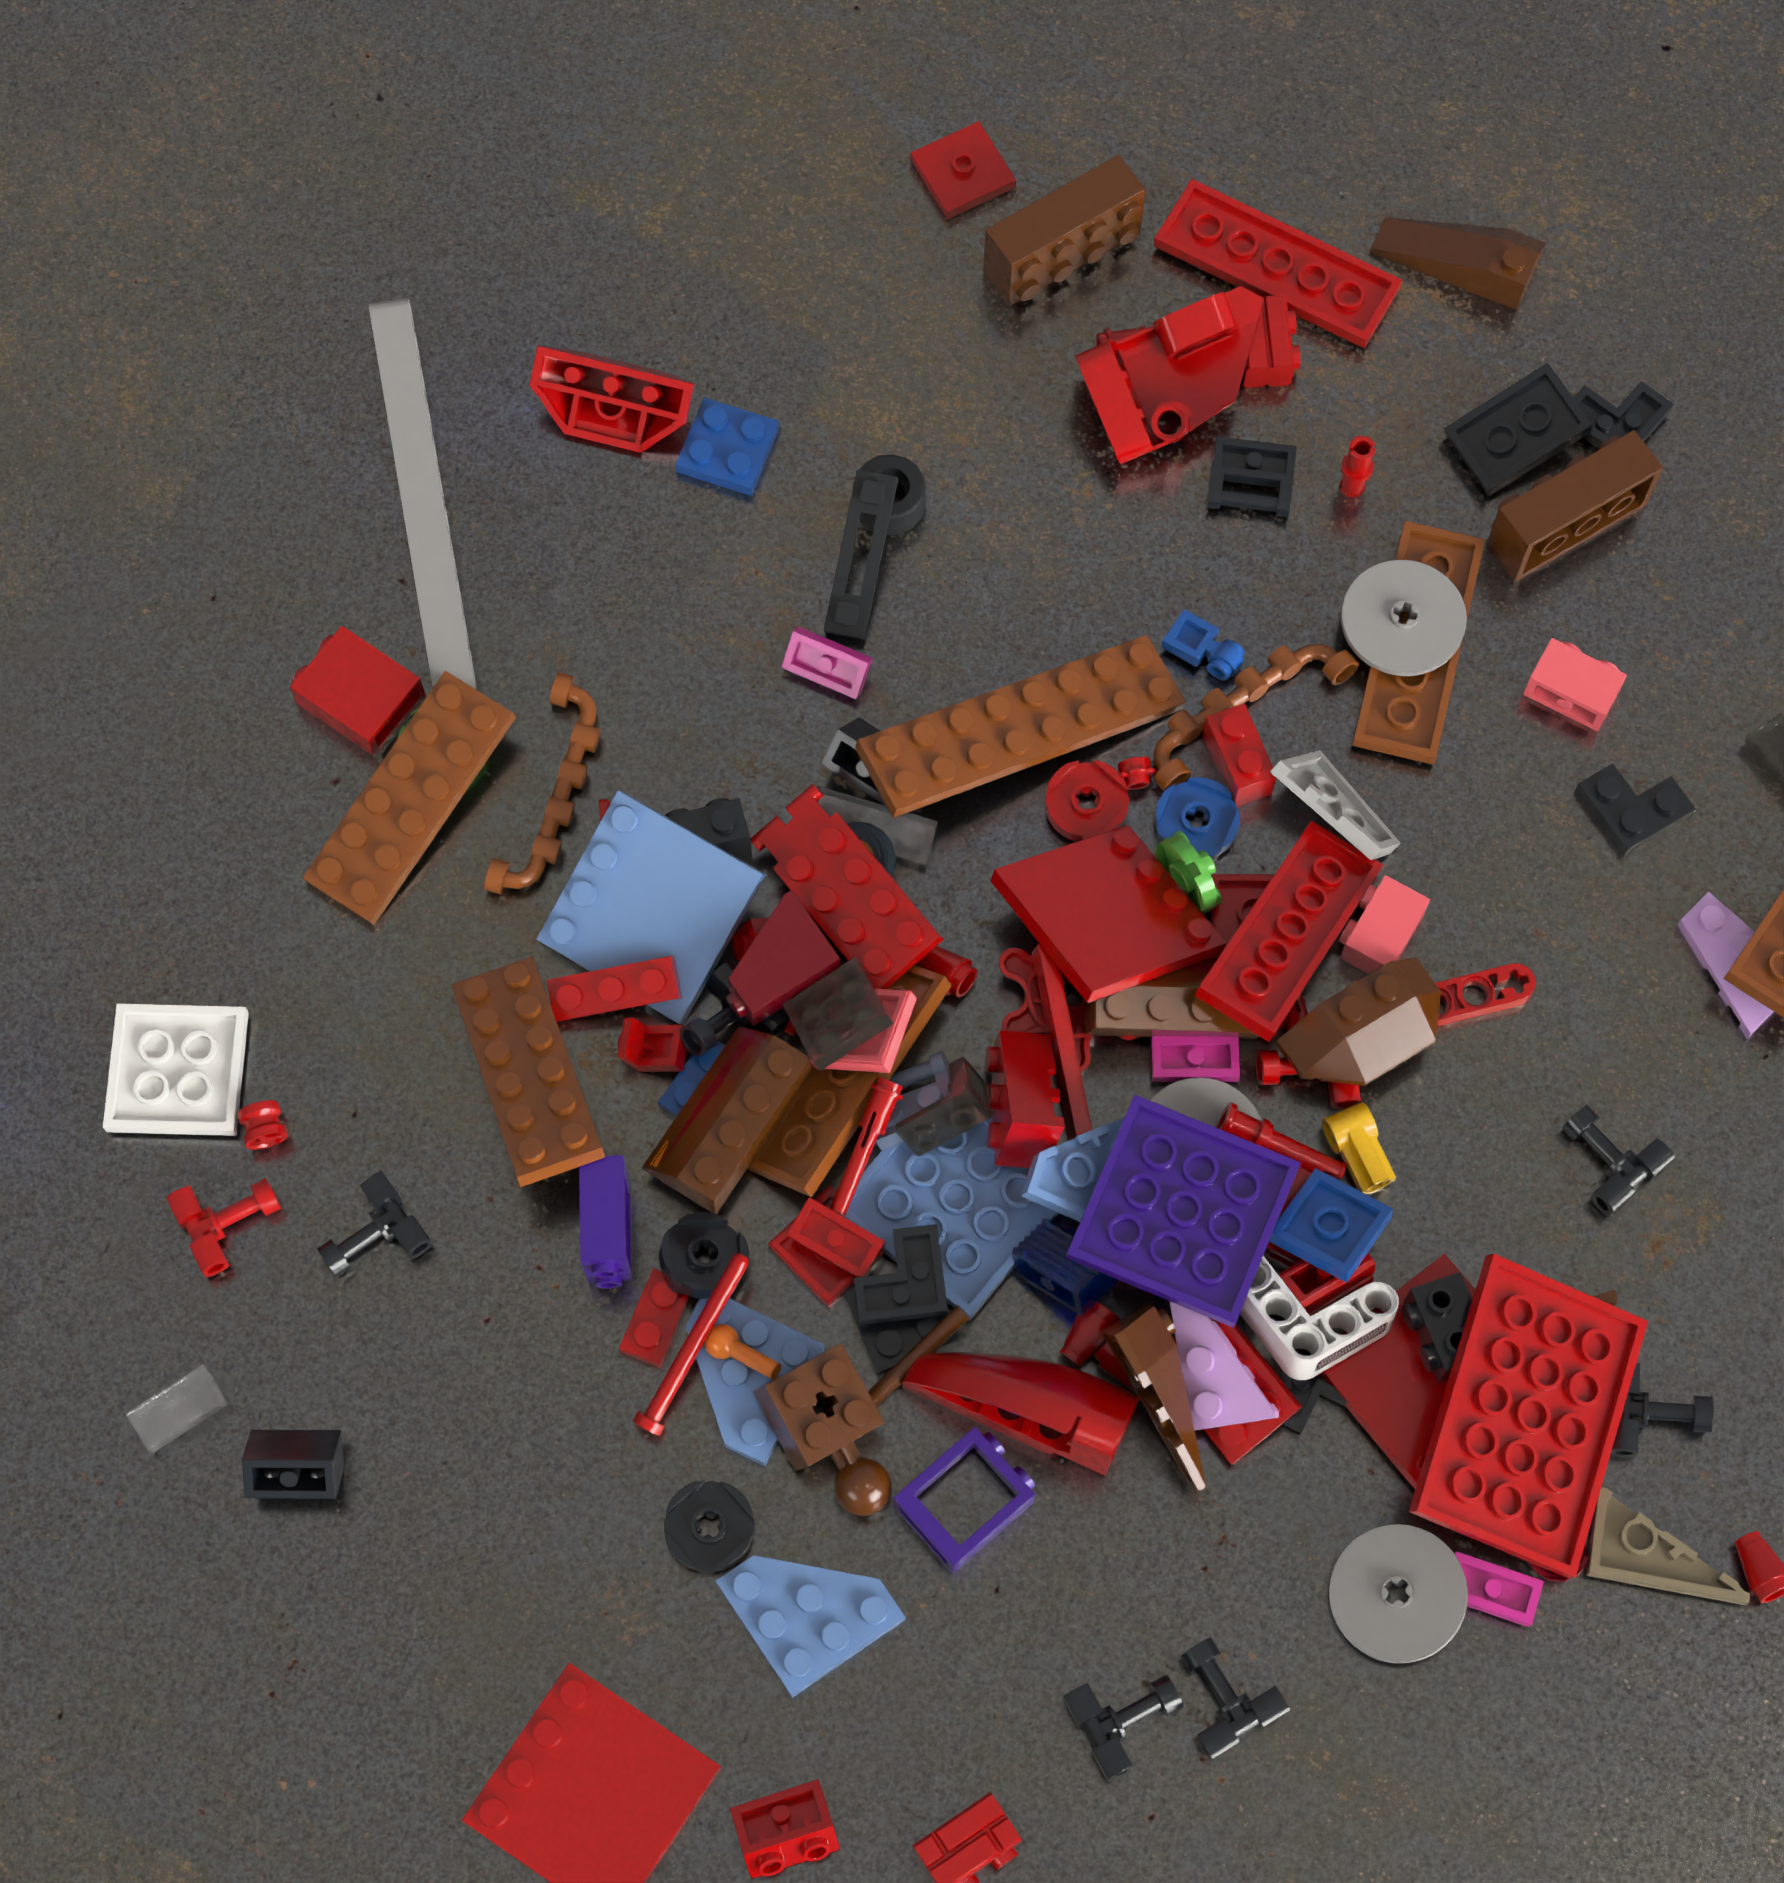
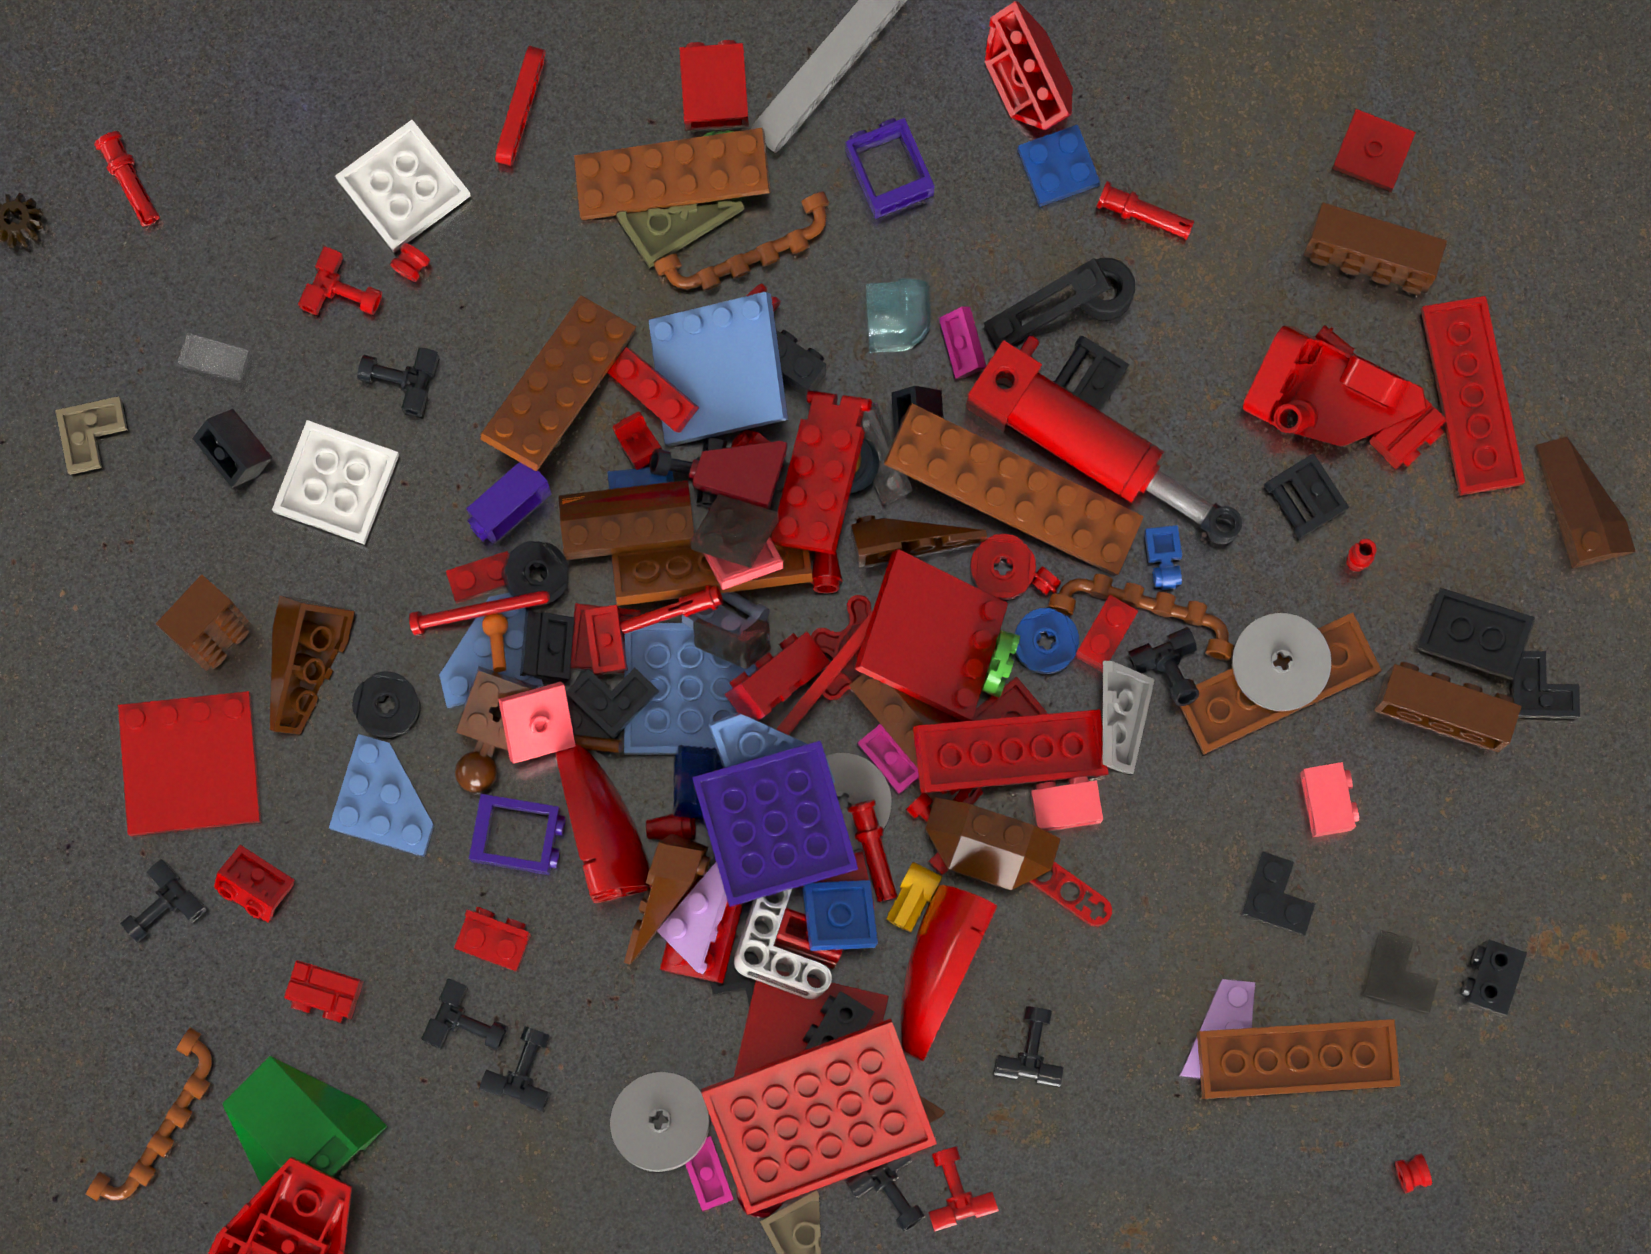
camera: 50 degrees right, 10 degrees up
(123, 1611) = (81, 426): none -> dark tan plate
(203, 889) = (520, 105): none -> red beam
(424, 1387) = (335, 482): none -> white plate
(461, 852) = (665, 231): none -> olive wing
(463, 1638) = (204, 623): none -> reddish brown brick
(573, 1564) = (303, 650): none -> reddish brown wedge
(631, 571) = (901, 196): none -> dark purple window
(743, 702) = (897, 314): none -> clear light blue brick
(790, 1306) = (547, 646): none -> black plate
(827, 411) = (1129, 205): none -> red pin
(870, 1372) = (537, 722): none -> coral plate
(928, 648) = (1083, 435): none -> red piece
(964, 885) = (878, 538): none -> reddish brown wedge
(975, 573) = (1099, 378): none -> black plate
(1056, 1615) = (492, 939): none -> red bracket
(1309, 721) = (1166, 659): none -> black bar
(1457, 1164) = (939, 962): none -> red panel
(1723, 1352) = (960, 1204): none -> red bar

